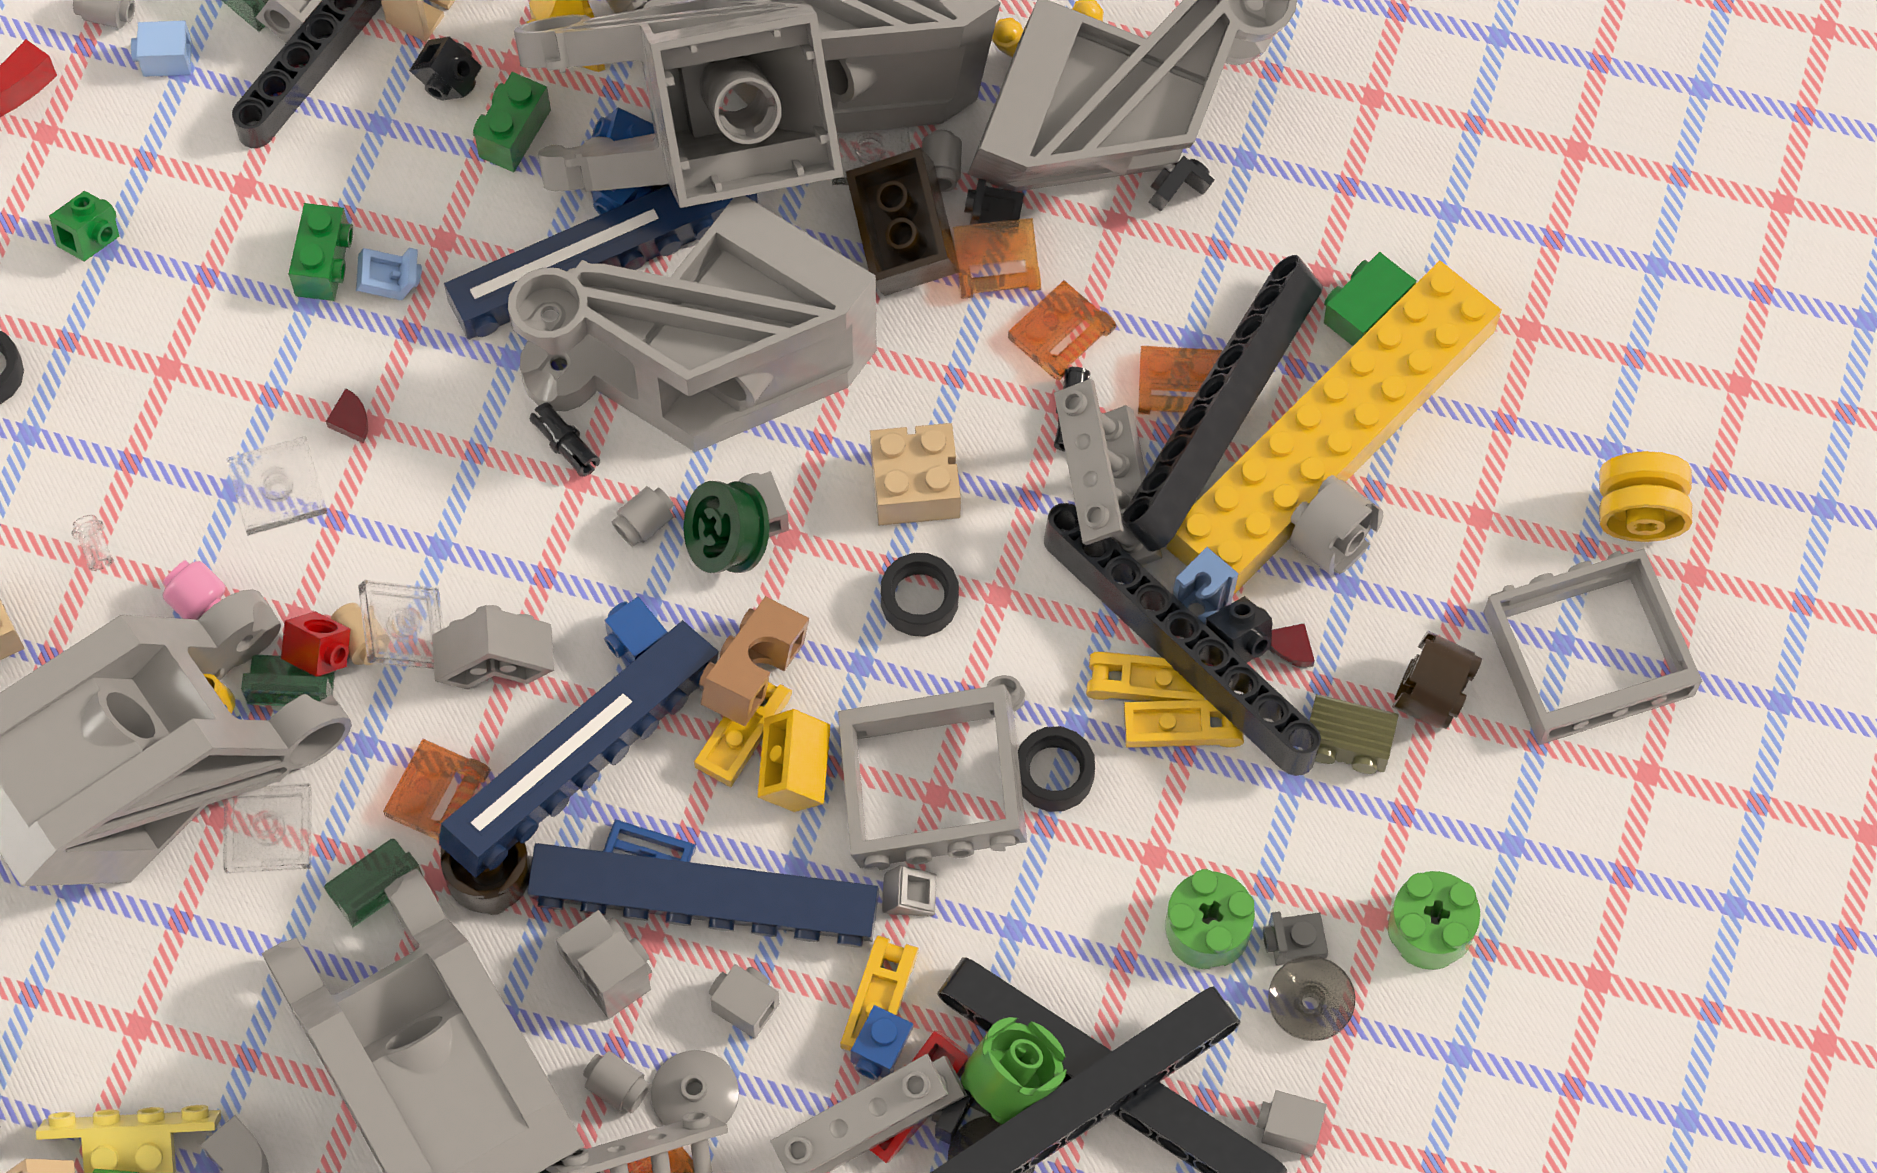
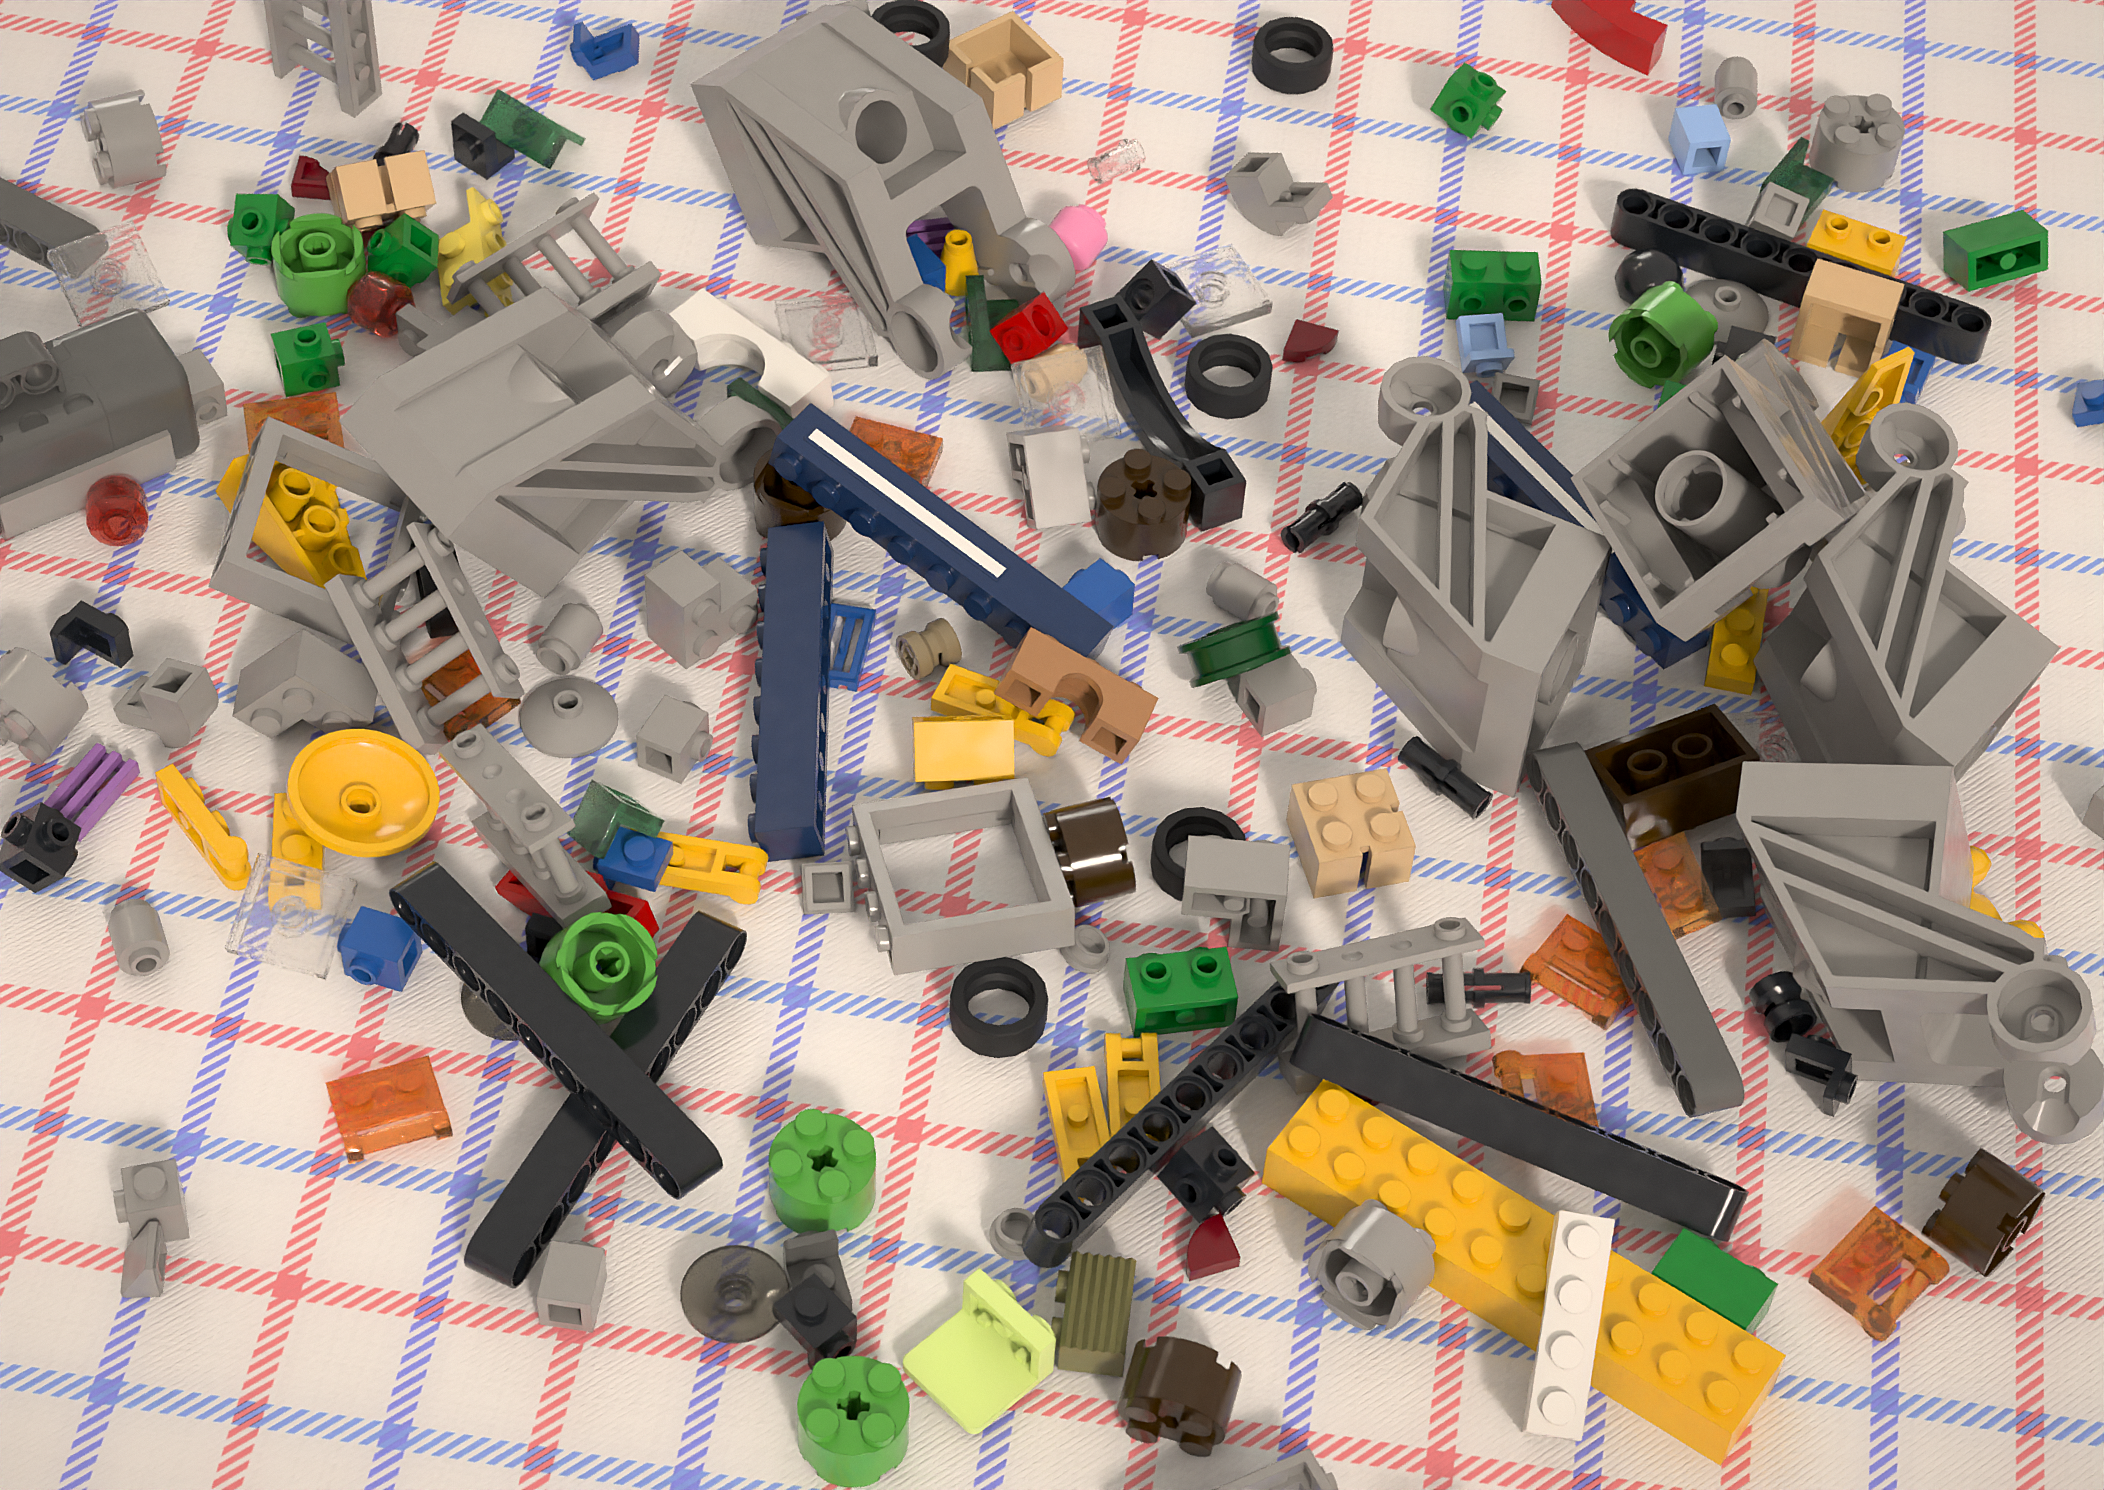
camera: 80 degrees right, 15 degrees down
(179, 412) = (1270, 197): none -> light grey brick
(209, 1027) = (598, 306): none -> light grey fence
(293, 516) = (1157, 298): none -> black brick
(325, 126) = (1645, 270): none -> black hair
(344, 861) = (731, 339): none -> white arch
(372, 91) = (1730, 305): none -> light grey dish
(385, 459) = (1228, 351): none -> black tyre
(416, 126) = (1662, 336): none -> bright green brick
(445, 261) = (1516, 395): none -> light grey slope
(503, 530) = (1154, 417): none -> black arch
(525, 565) = (1142, 506): none -> dark brown brick
(671, 778) = (929, 648): none -> dark tan wheel
(839, 1056) = (603, 813): none -> clear green panel
(860, 394) = (1445, 777): none -> black pin
(920, 667) = (1091, 850): none -> dark brown brick
(977, 559) = (1239, 884): none -> light grey brick
(1046, 281) = (1635, 931): none -> dark grey beam
(1056, 628) = (1180, 991): none -> green brick
(1115, 196) = (1781, 1003): none -> black wheel
(1206, 582) = (1260, 1116): medium blue hinge -> none
(1267, 784) = (1008, 1233): none -> light grey plate
(1325, 102) = (1984, 1213): none -> dark brown brick
(1344, 196) = (1865, 1260): none -> clear orange plate
(1345, 936) = (817, 1320): none -> black bracket
(1379, 375) = (1568, 1326): none -> white arch
(1380, 821) = (983, 1355): none -> yellowish green bracket

